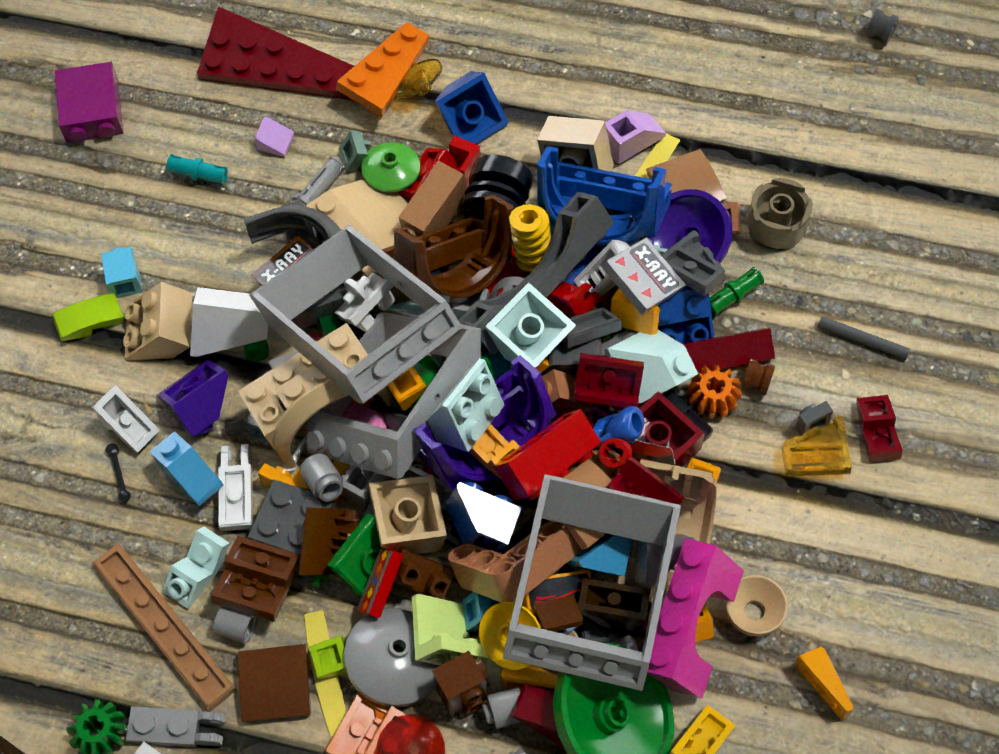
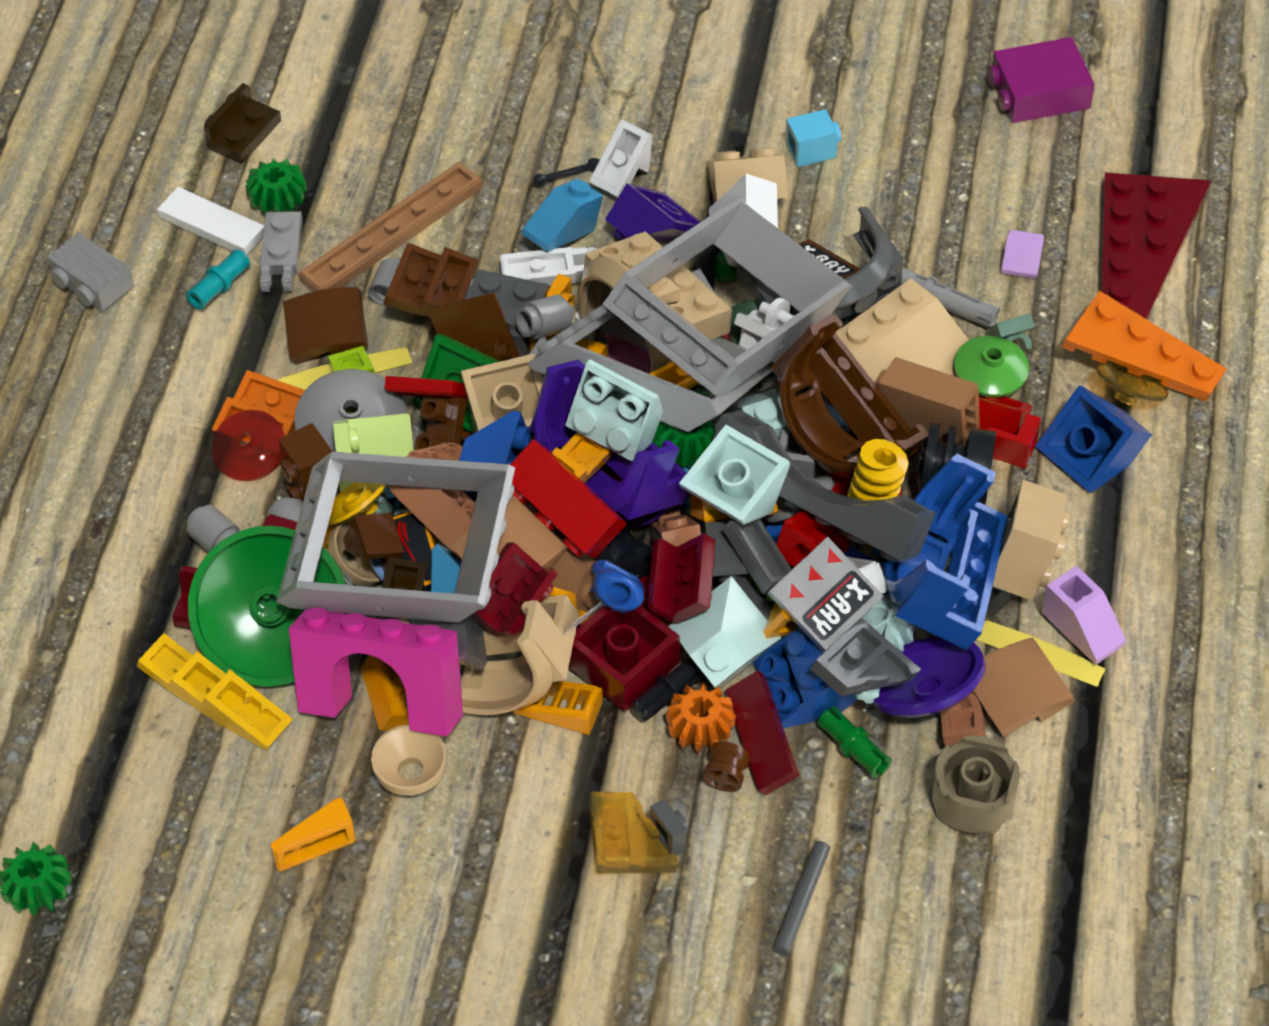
camera: 85 degrees right, 10 degrees down
(84, 316) = (754, 118): lime slope -> none
(194, 573) = (446, 233): light aqua slope -> none
(197, 169) = (963, 188): teal pin -> none
(611, 462) = (574, 572): red bush -> none
(878, 428) = (667, 912): dark red slope -> none

